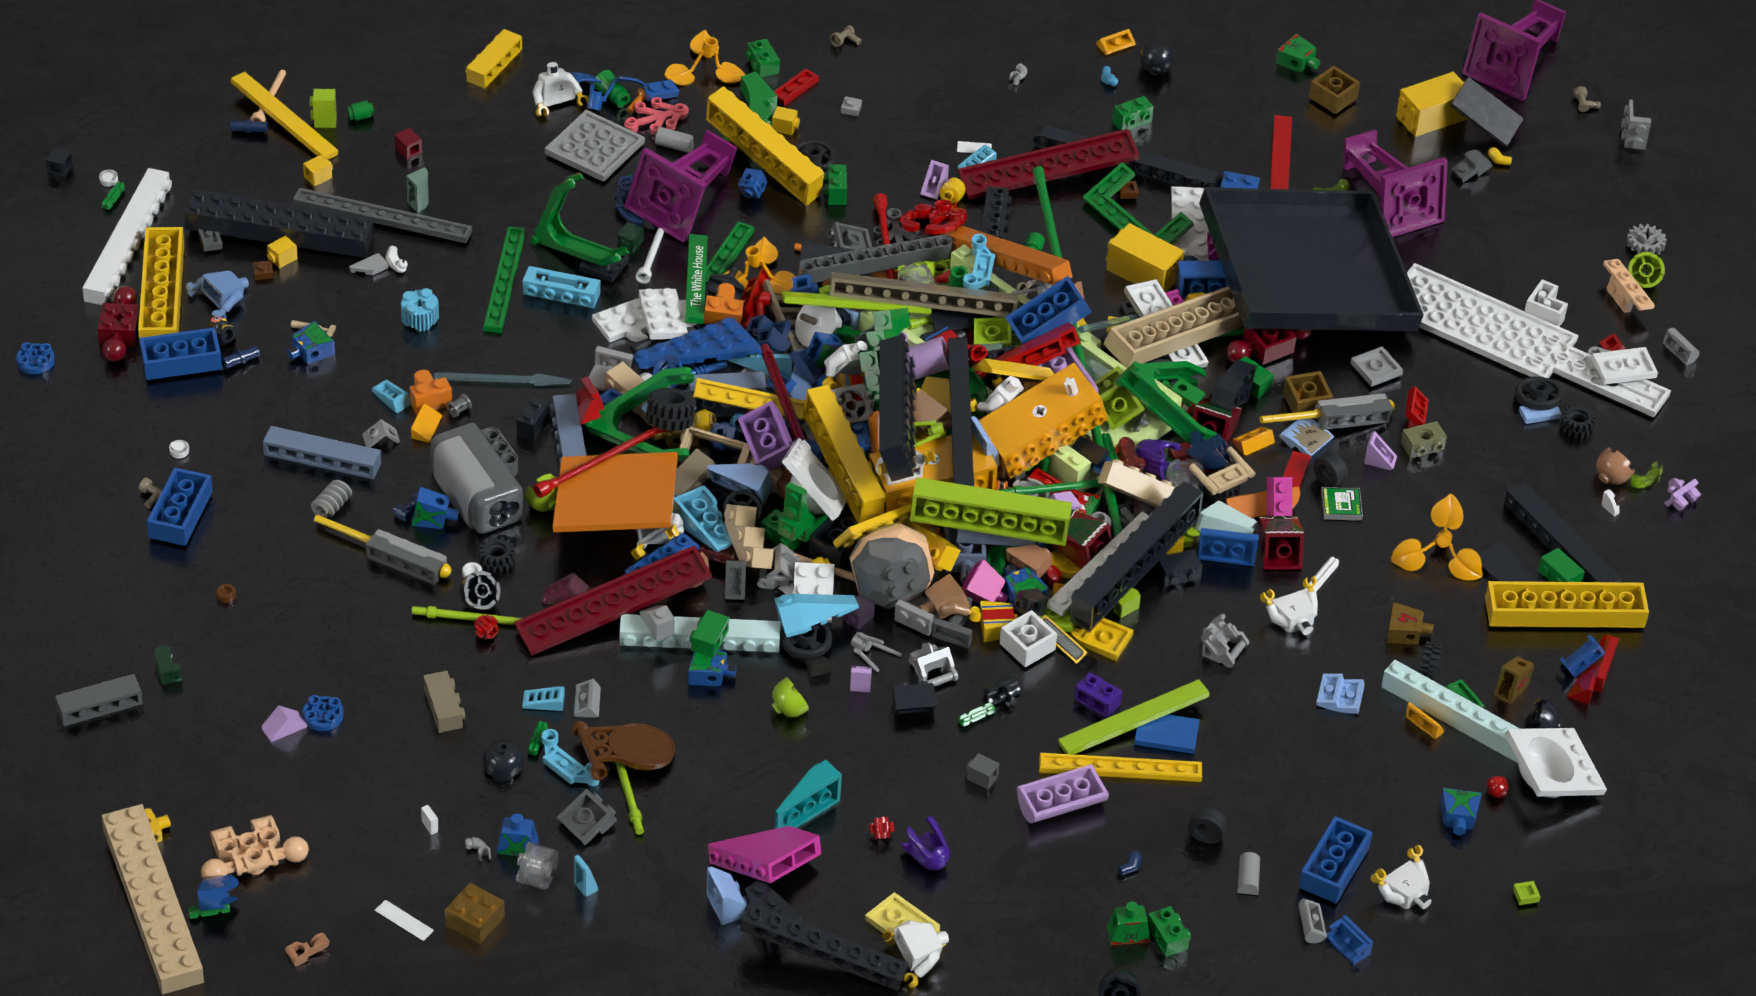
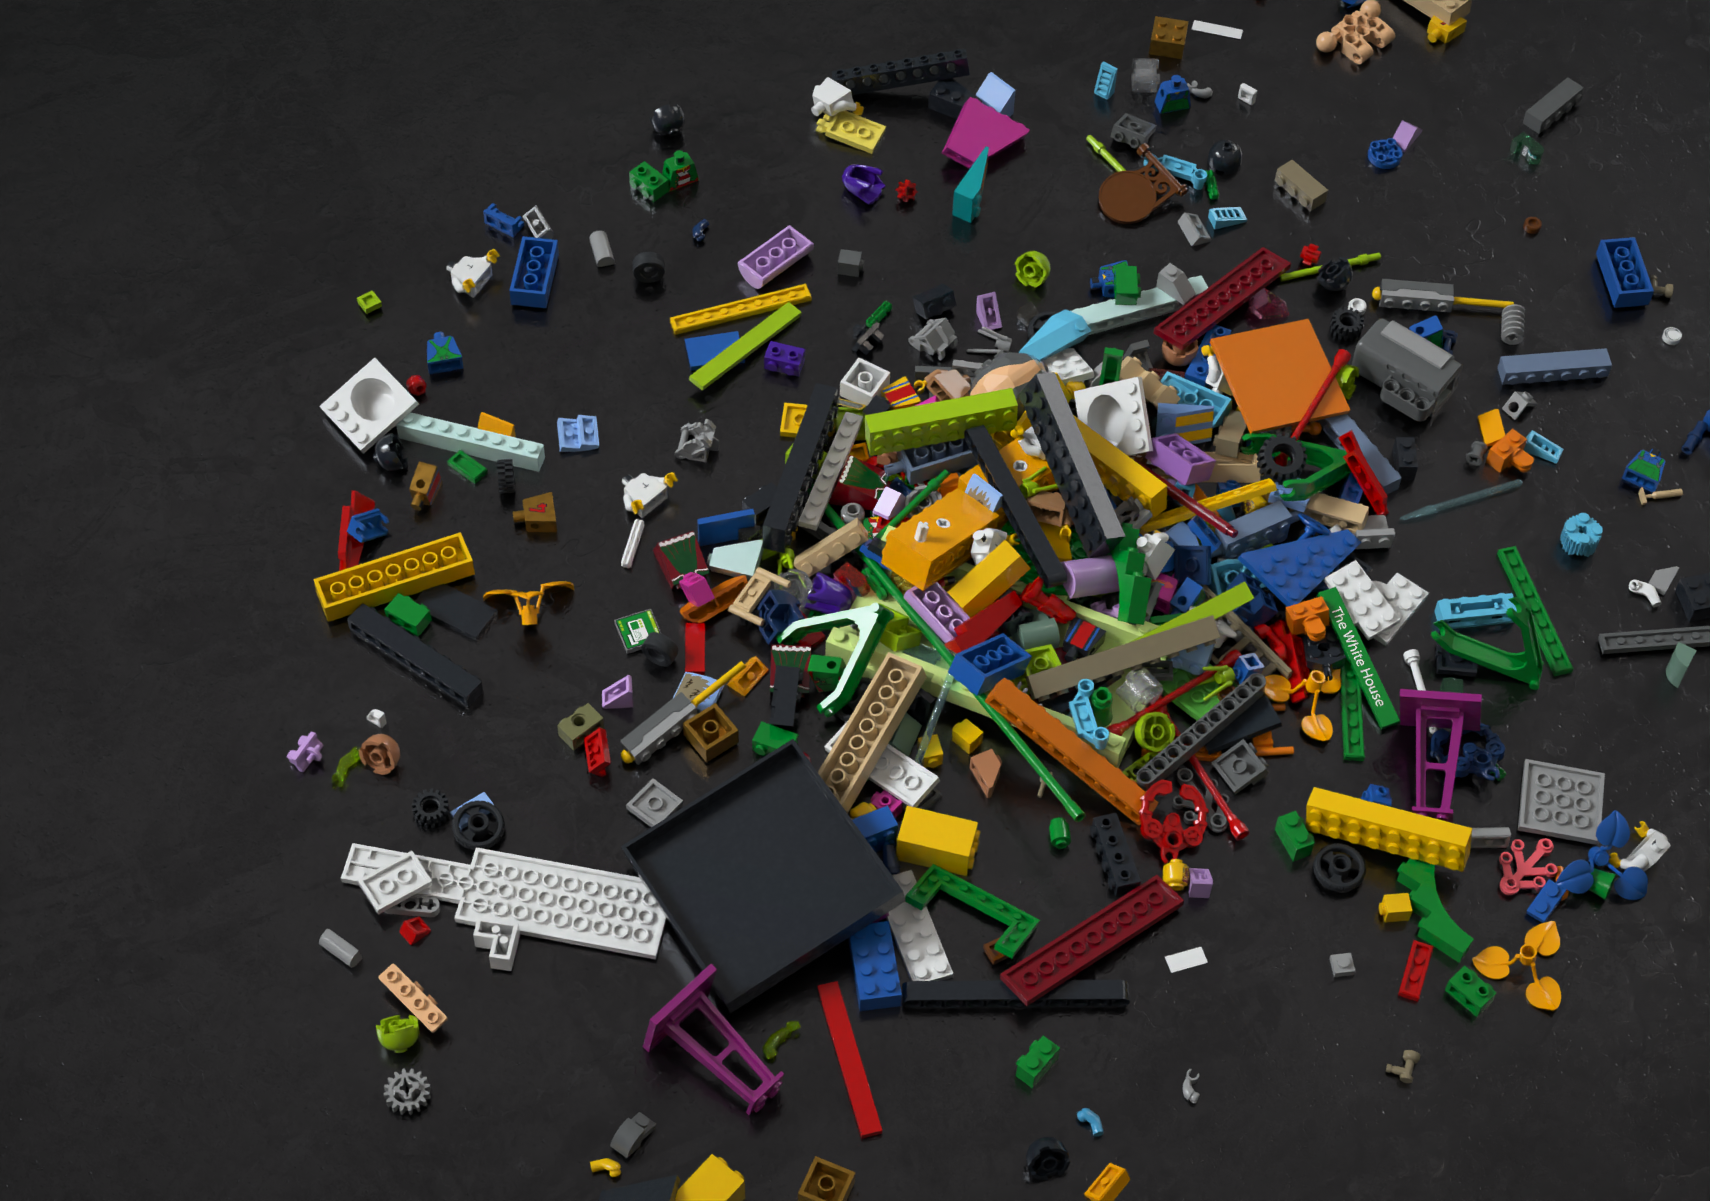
camera: 160 degrees right, 10 degrees up
(984, 153) = (1165, 944): medium azure slope -> none

